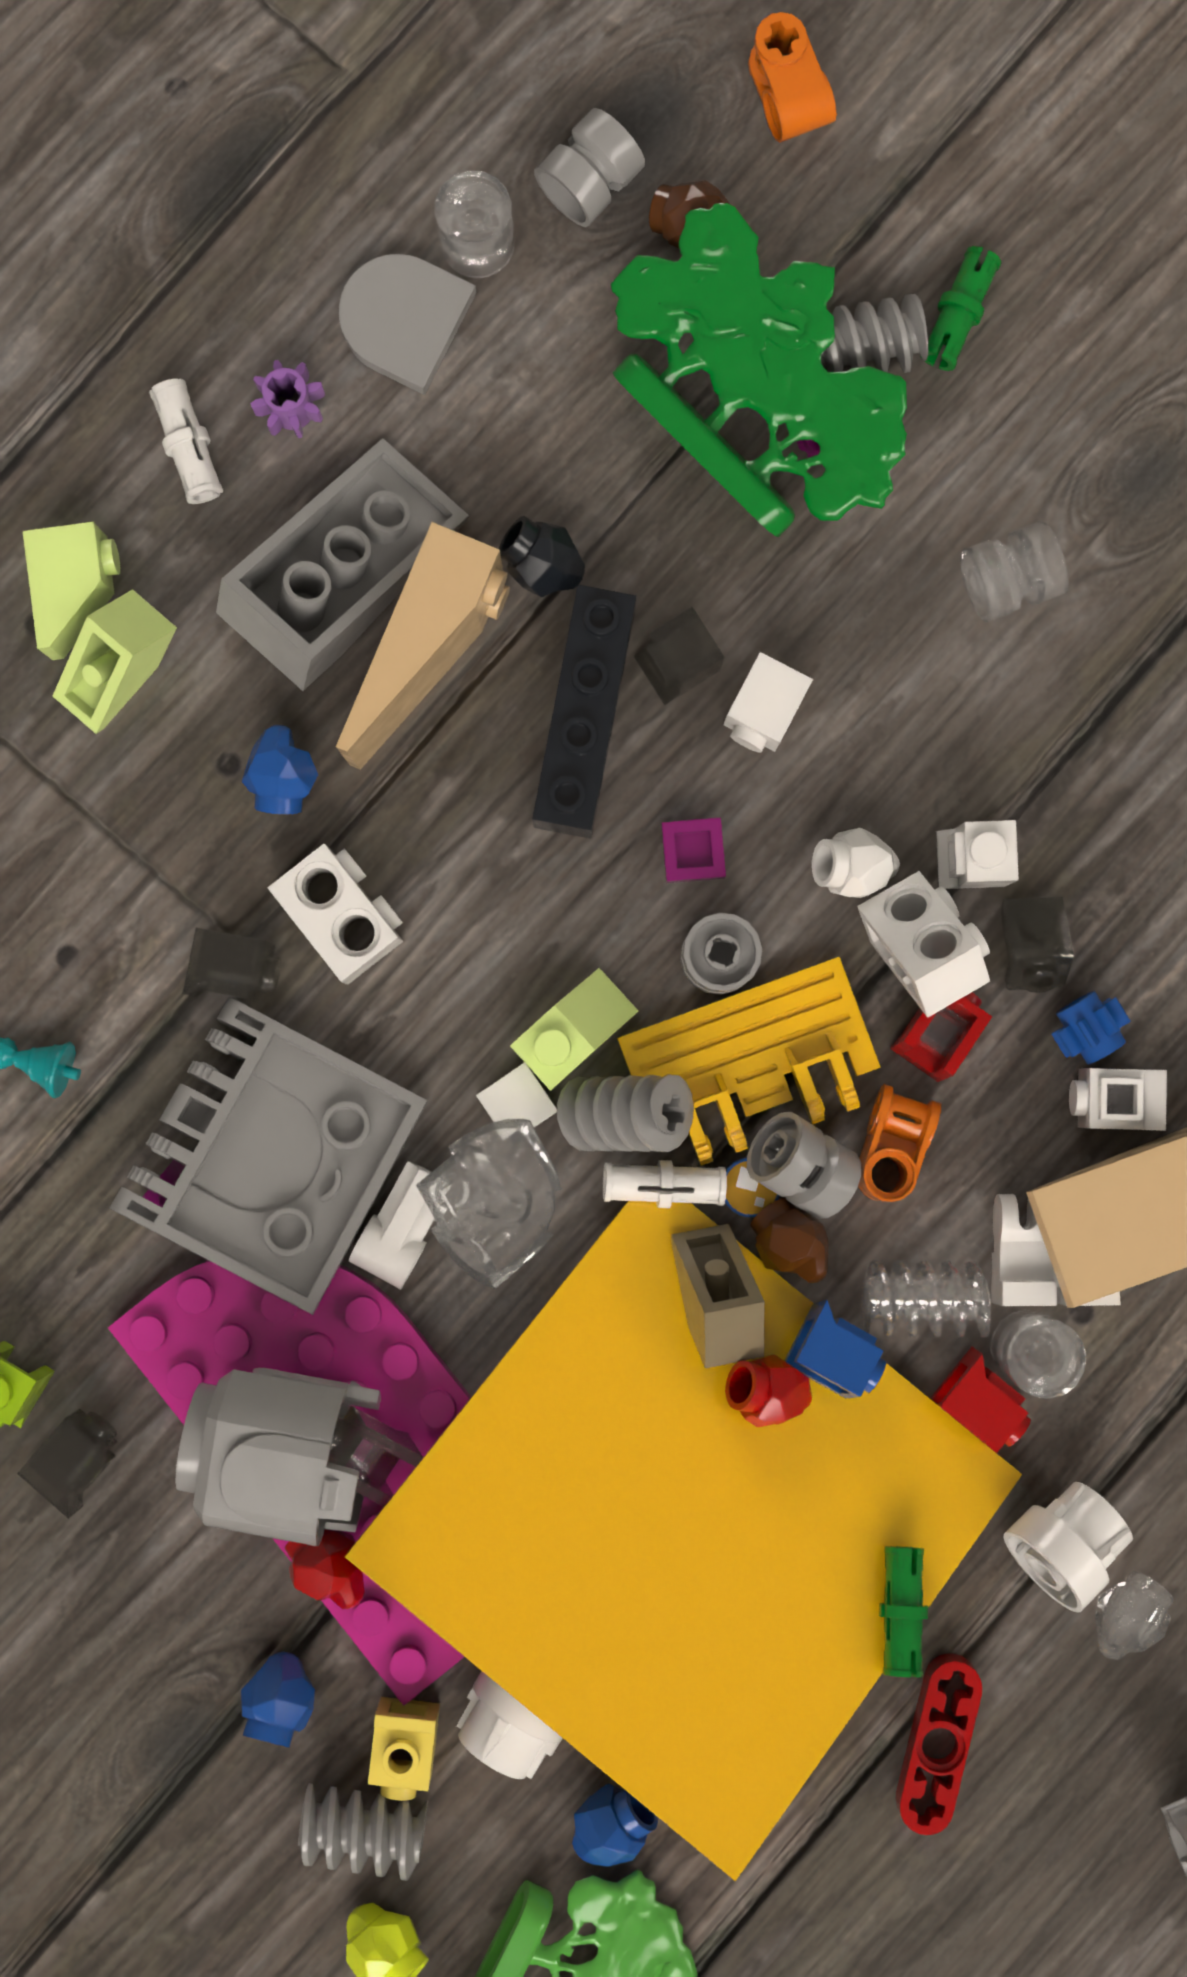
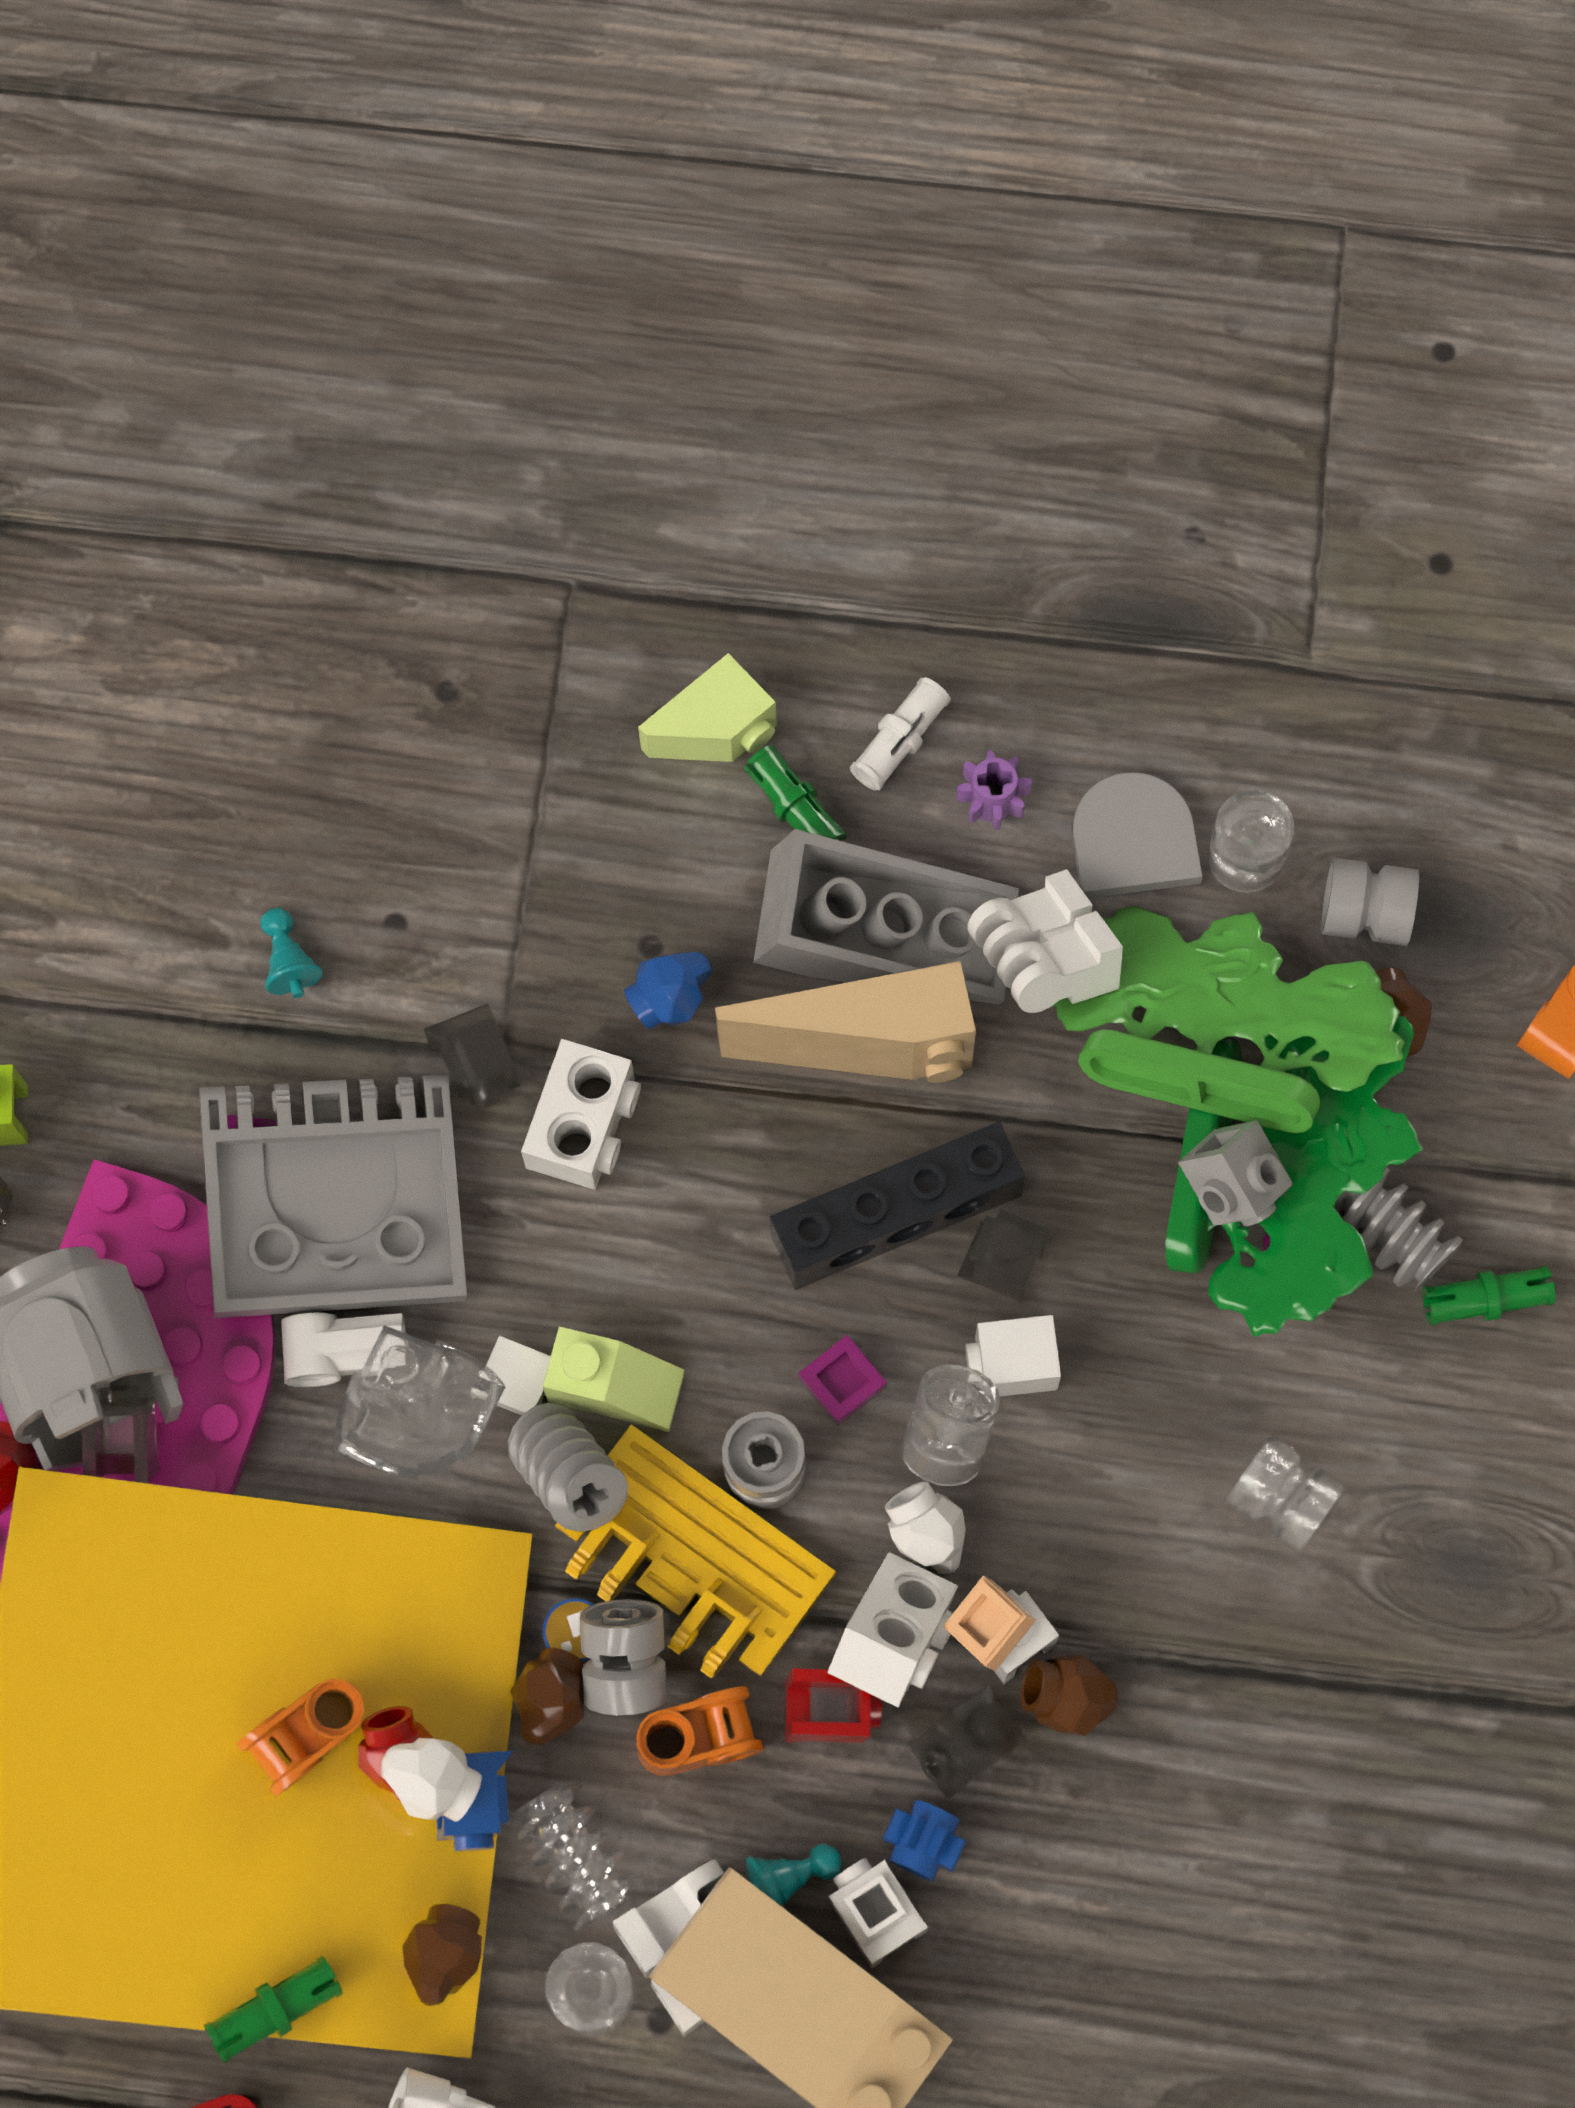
camera: 60 degrees right, 15 degrees down
(113, 659) = (673, 793): yellowish green slope -> none
(181, 565) = (792, 799): none -> green pin
(455, 443) = (1048, 945): none -> white legs
(541, 557) = (1007, 1083): black rock -> none
(584, 340) = (1224, 990): none -> bright green plant
(664, 1184) = (526, 1546): white pin -> none
(709, 1459) = (300, 1735): none -> orange piece
(719, 1296) = (455, 1655): dark tan slope -> none
(752, 427) = (1236, 1174): none -> light grey brick
(792, 790) = (950, 1425): none -> clear wheel
(819, 1382) = (431, 1778): none -> white rock
(942, 1452) = (442, 1952): none -> reddish brown rock
(976, 867) = (989, 1623): none -> light nougat tile
(983, 1402) = (512, 1974): red window -> none
(1044, 1155) = (784, 1877): none -> teal piece
(1052, 844) = (1068, 1694): none -> reddish brown rock

